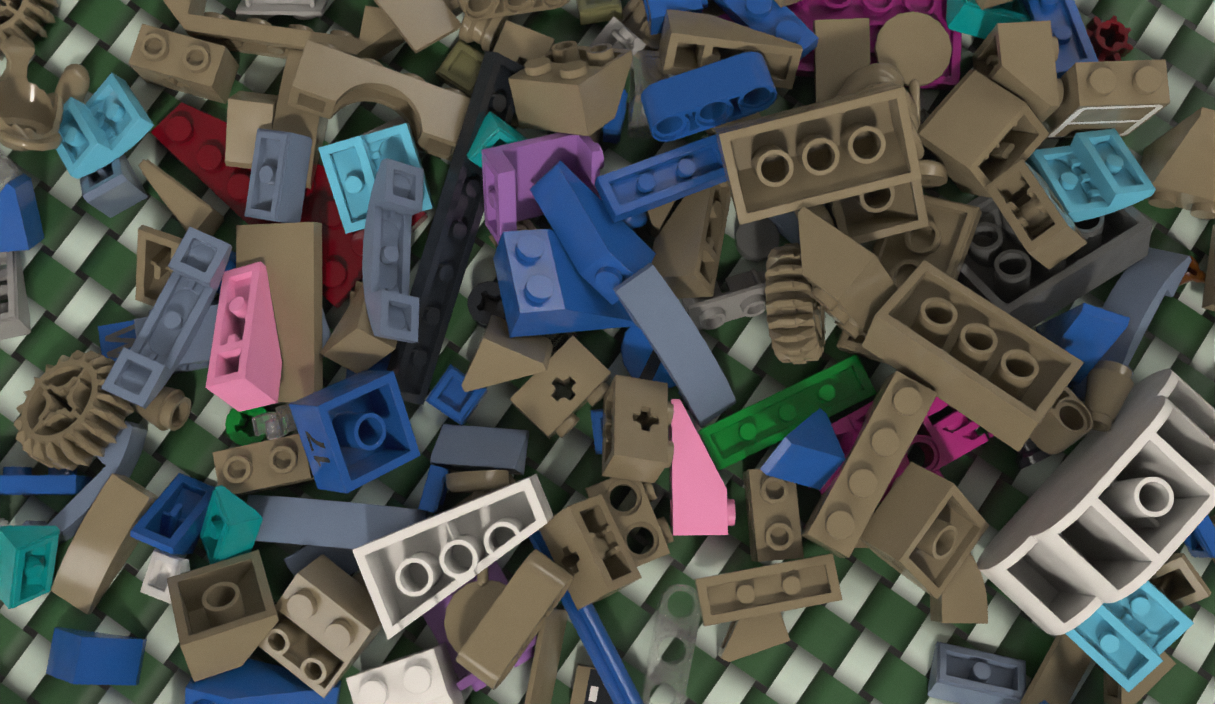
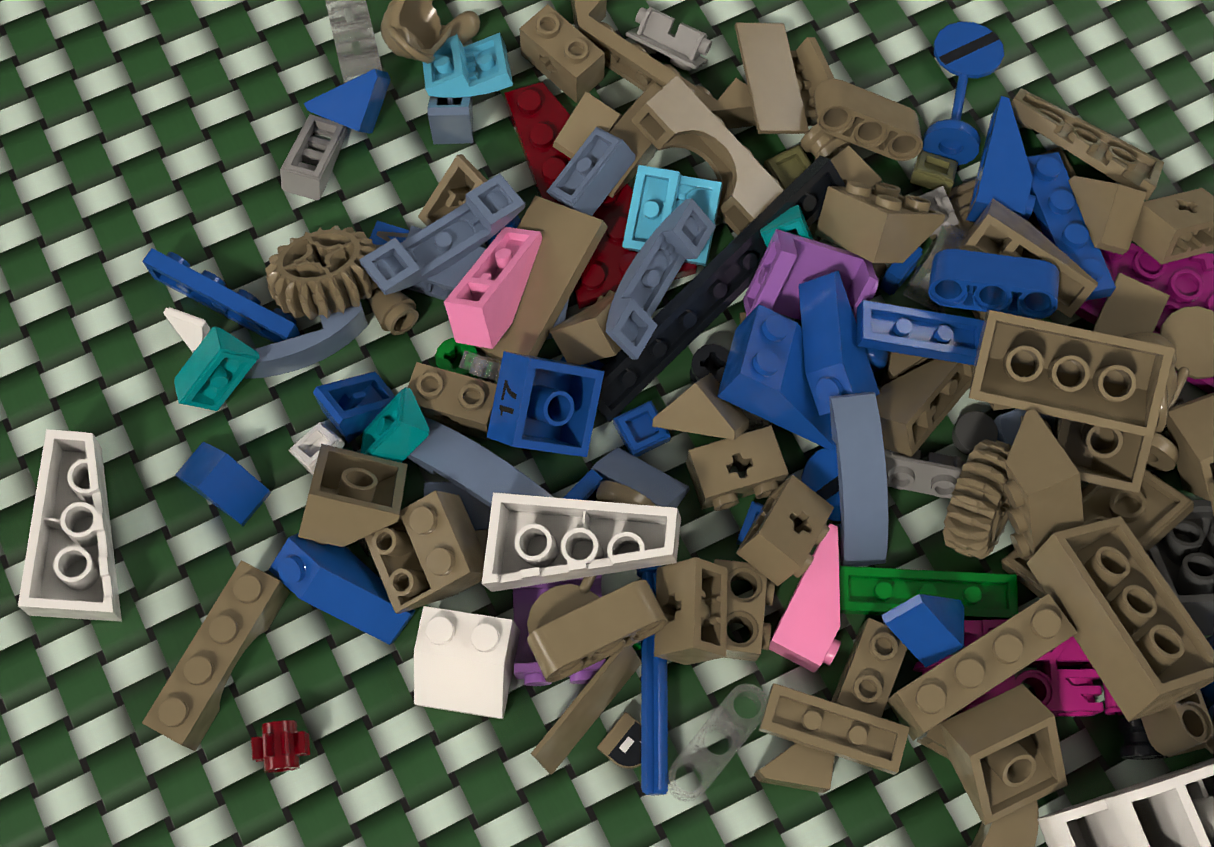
camera: 30 degrees right, 10 degrees down
(102, 543) = (281, 392): dark tan slope -> none
(183, 203) = (501, 154): dark tan slope -> none

